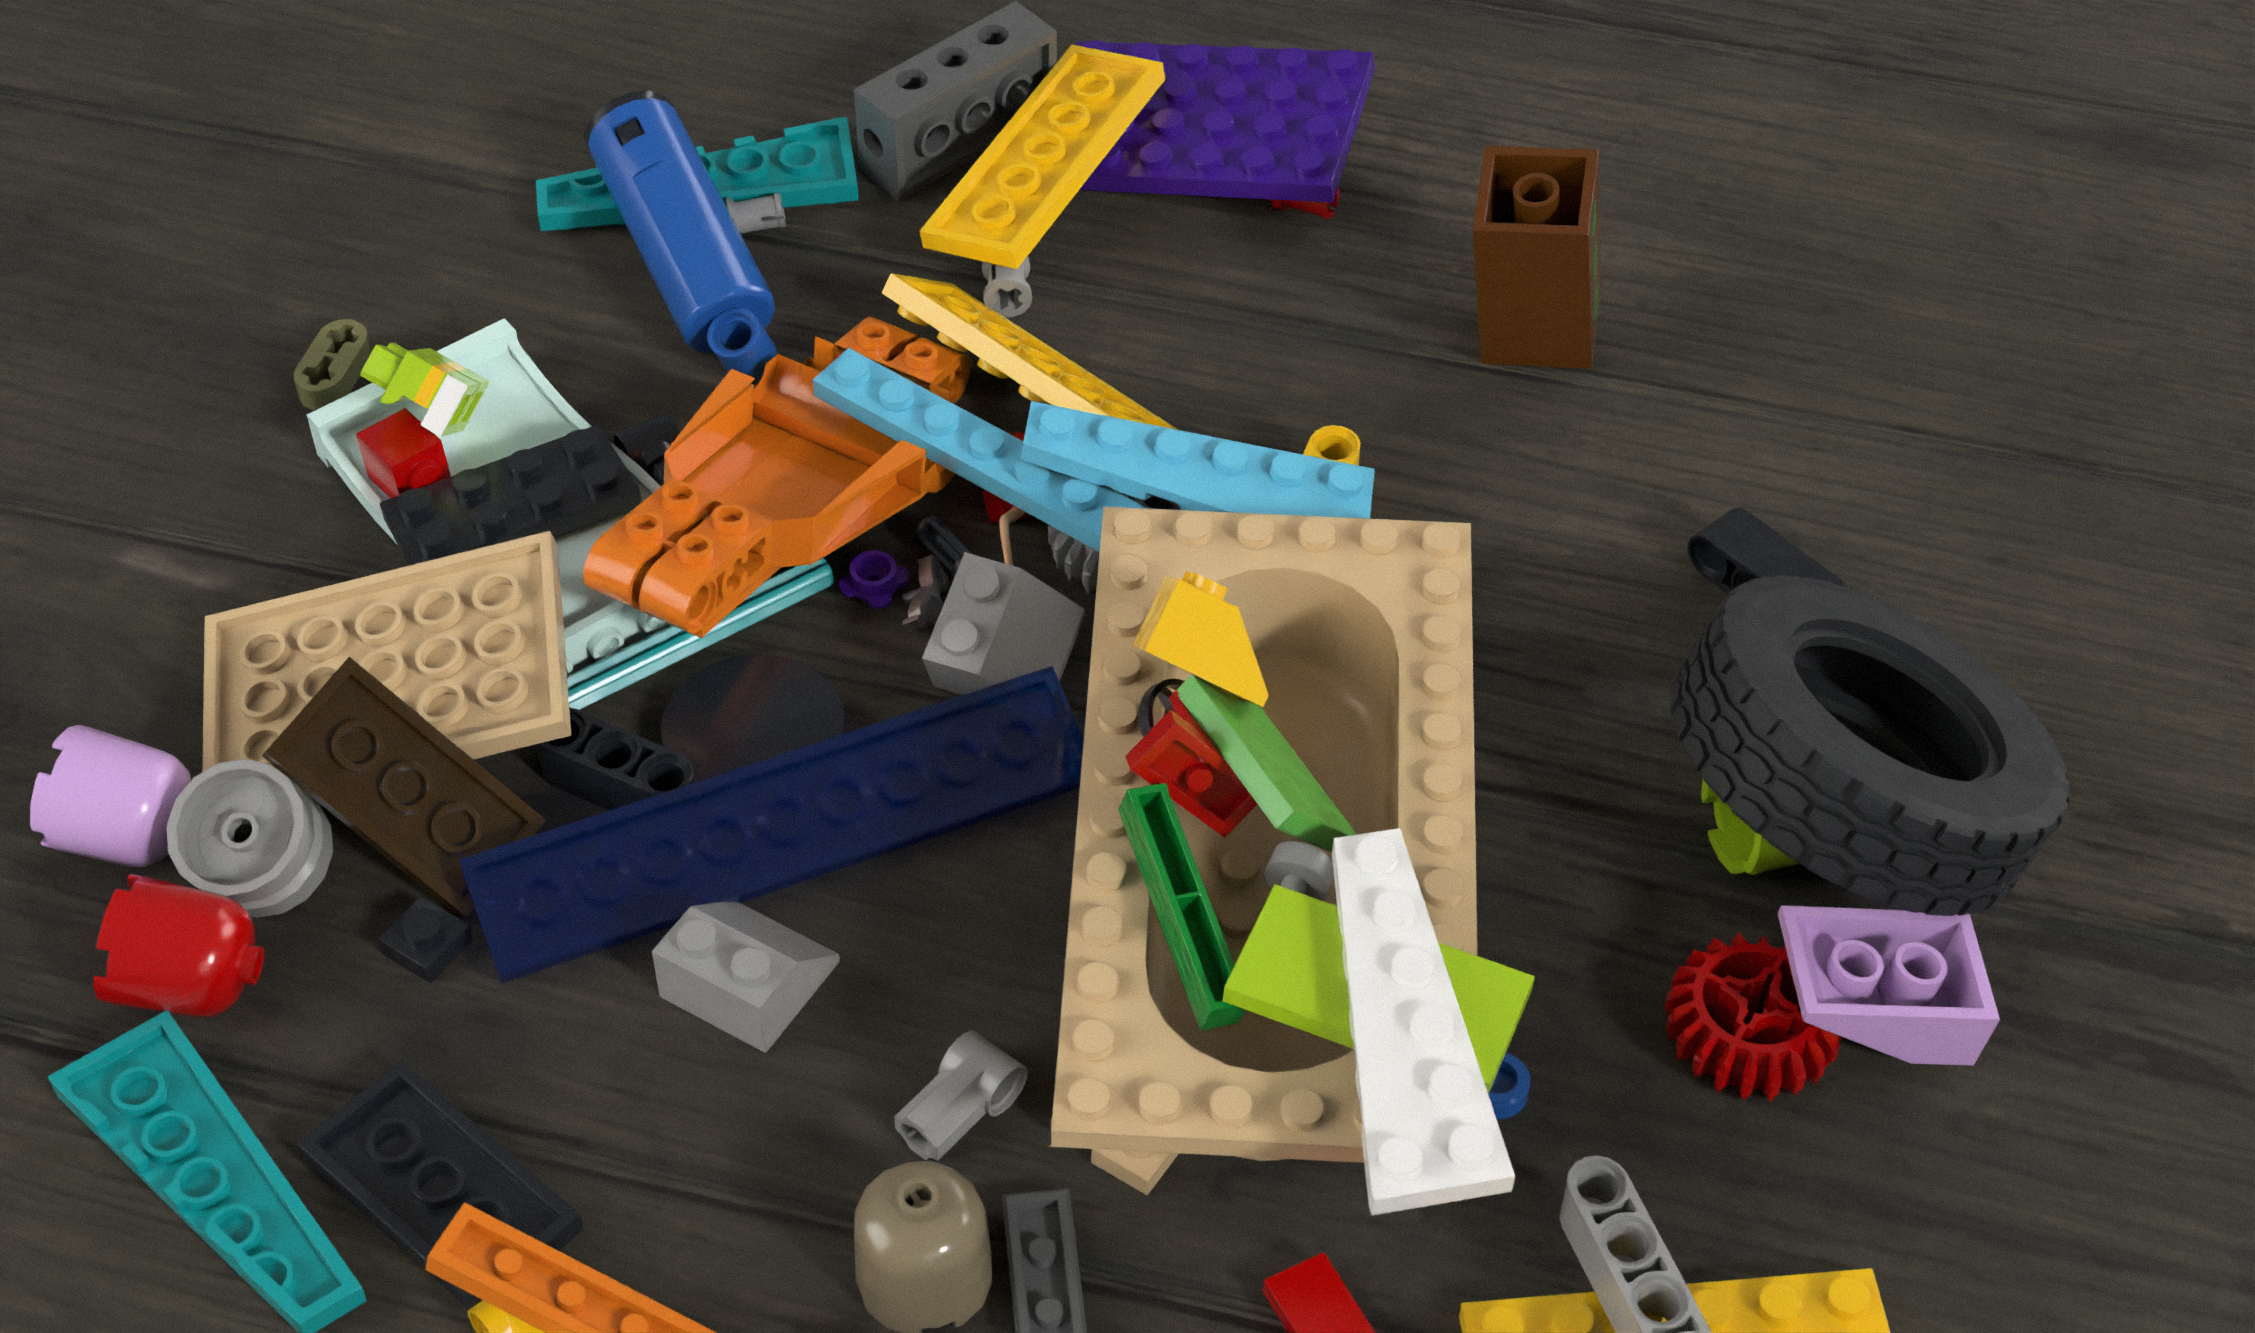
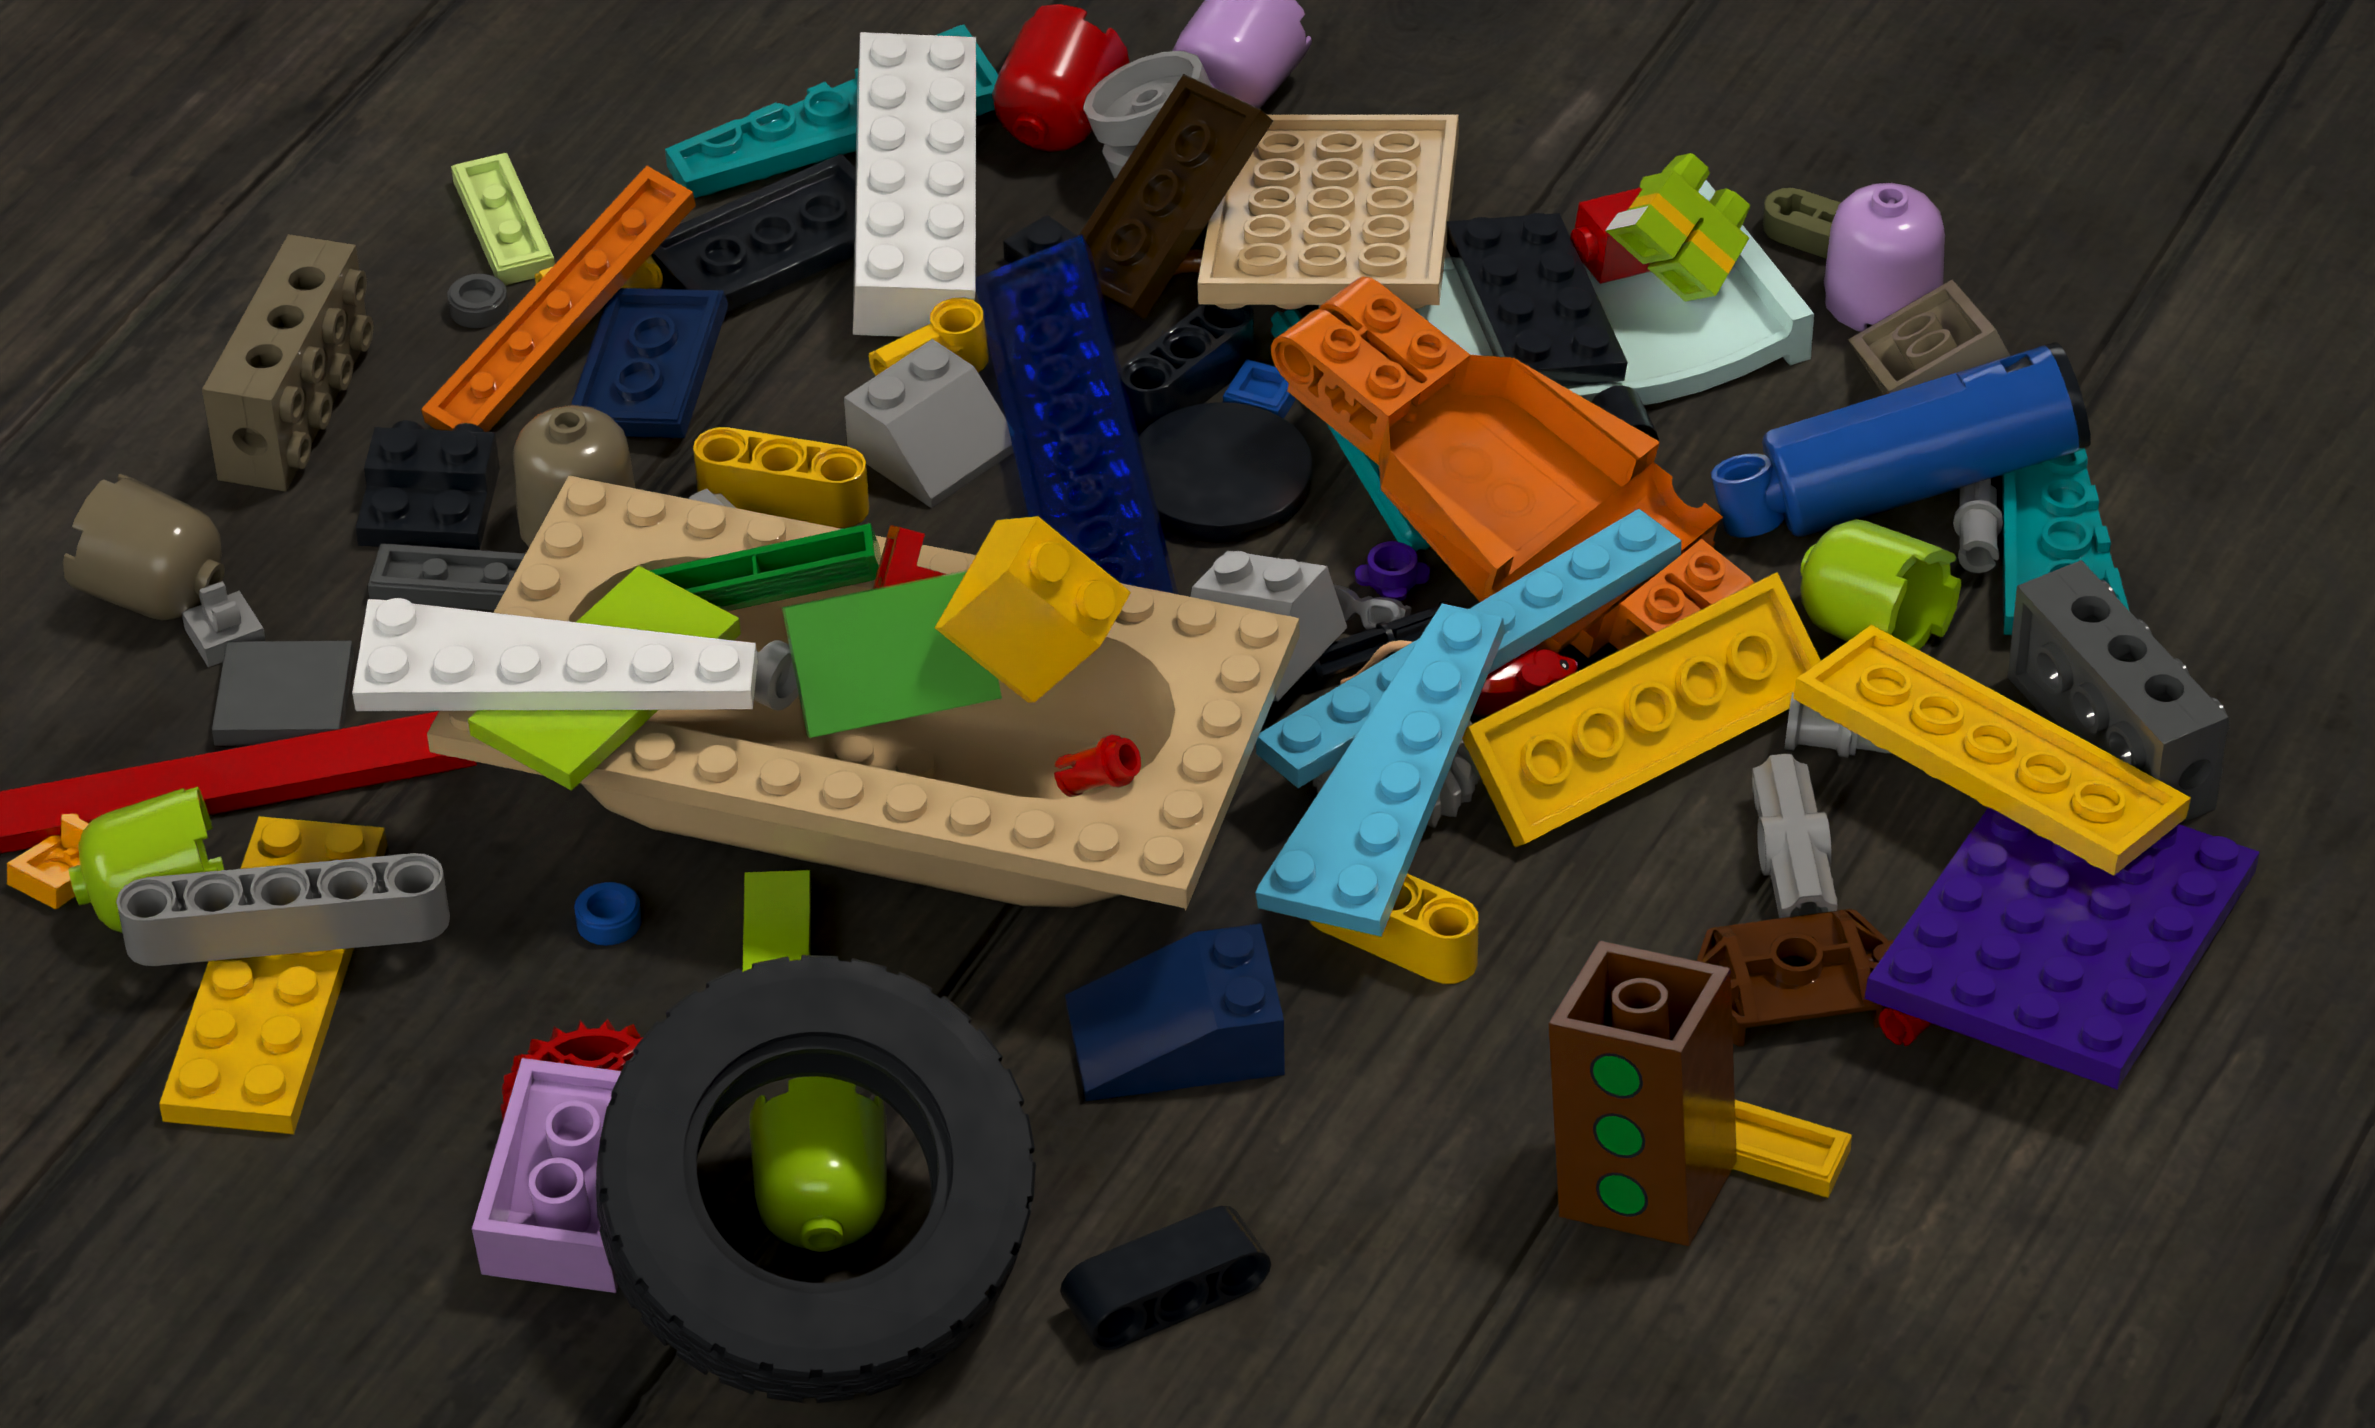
camera: 105 degrees right, 5 degrees down
(371, 1036) = (913, 179): none -> white brick
(411, 286) = (1882, 253): none -> lavender cylinder
(544, 245) = (1928, 340): none -> dark tan slope
(625, 987) = (954, 324): none -> yellow piece
(633, 712) = (1260, 387): none -> blue tile
(690, 1243) = (652, 358): none -> dark blue tile
(857, 1099) = (783, 476): none -> yellow beam
(858, 242) = (1878, 578): none -> lime cylinder
(1150, 279) = (1793, 837): none -> light grey piece
(1296, 295) = (1766, 991): none -> reddish brown plate
(1351, 600) = (1111, 762): none -> red pin
(1457, 267) = (1789, 1149): none -> yellow tile
(1515, 633) = (1181, 1017): none -> dark blue slope
(1535, 926) = (776, 916): none -> lime tile

